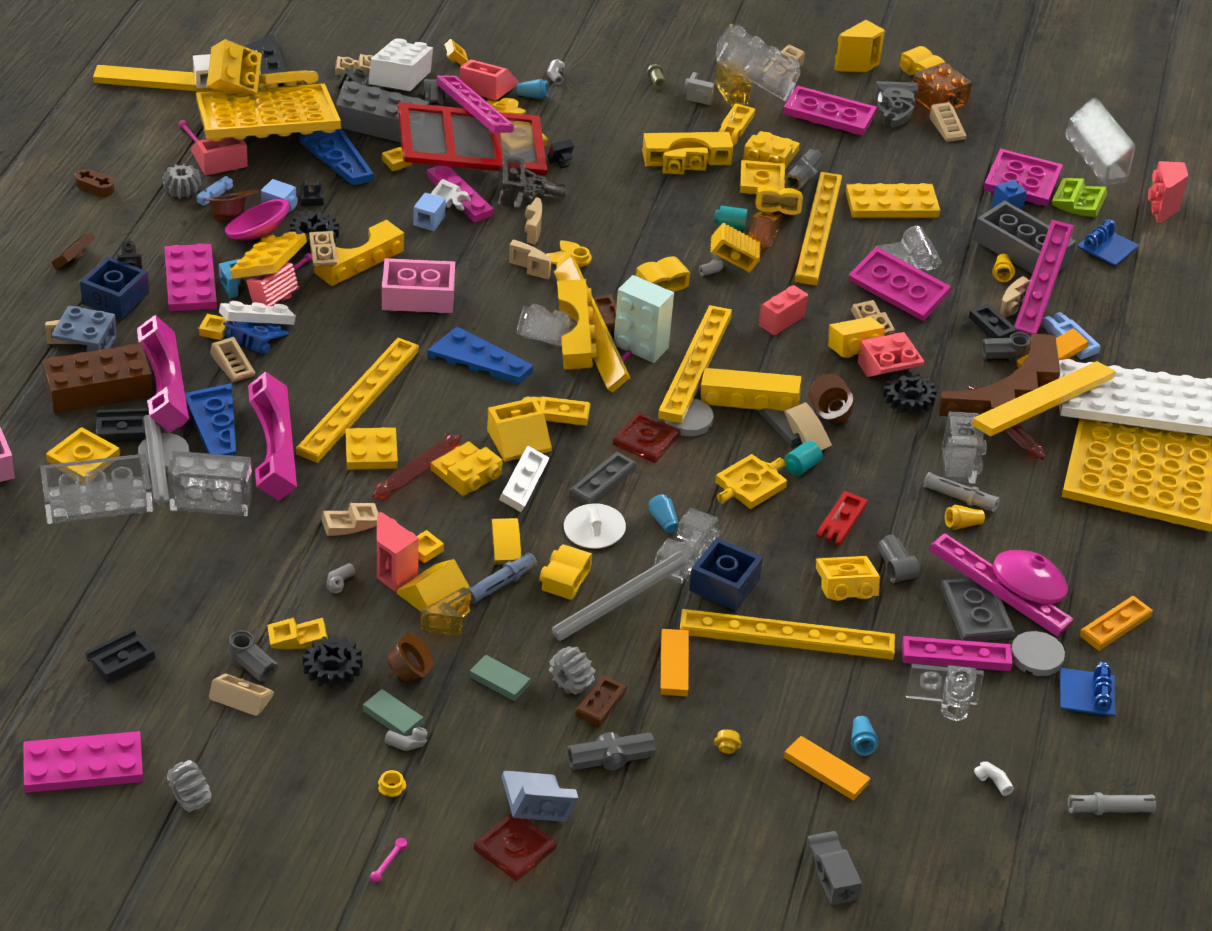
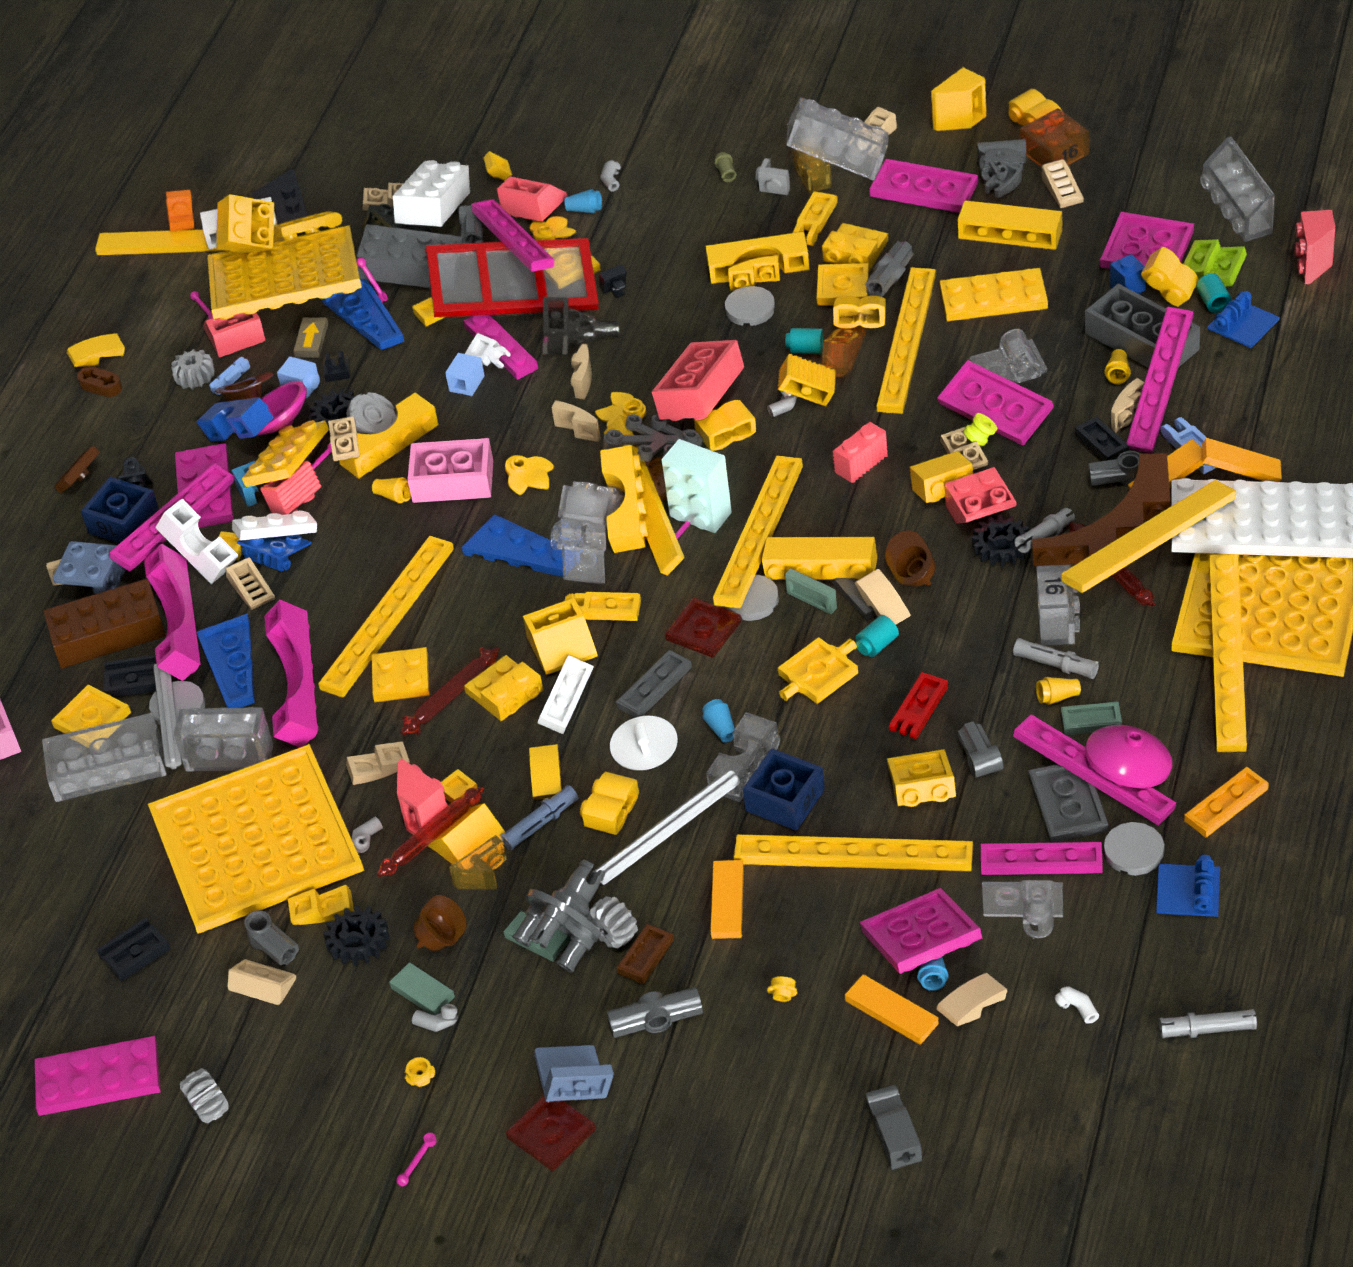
camera: 10 degrees right, 5 degrees up
(87, 156) = (90, 350): none -> yellow slope
(163, 296) = (148, 538): none -> dark pink tile
(172, 53) = (179, 210): none -> orange brick
(174, 305) = (181, 529): none -> white arch
(231, 221) = (243, 417): none -> blue arch
(236, 571) = (254, 838): none -> yellow plate
(289, 168) = (310, 337): none -> dark tan tile
(340, 110) = (382, 295): none -> dark pink hinge
(346, 232) = (371, 413): none -> light grey tile
(365, 296) = (393, 489): none -> yellow cone
(402, 579) = (430, 831): none -> clear red wheel
(486, 296) = (530, 473): none -> yellow plate
(531, 657) = (564, 911): none -> dark grey piece
(539, 358) = (582, 546): none -> clear piece
(598, 280) = (651, 440): none -> dark grey plant
(641, 236) = (698, 380): none -> coral brick
(680, 186) = (749, 305): none -> light grey tile
(743, 416) = (811, 591): none -> sand green tile
(853, 702) = (920, 930): none -> dark pink plate
(888, 302) = (980, 429): none -> neon yellow wheel
(898, 765) = (968, 1000): none -> tan slope
(905, 148) = (1010, 225): none -> yellow brick
(953, 383) = (1050, 526): none -> light grey pin
(992, 542) = (1090, 717): none -> sand green tile
(1044, 199) = (1170, 276): none -> yellow brick
(1082, 219) = (1213, 292): none -> teal brick
(1113, 502) = (1227, 654): none -> yellow plate
(1114, 350) = (1241, 461): none -> light orange tile

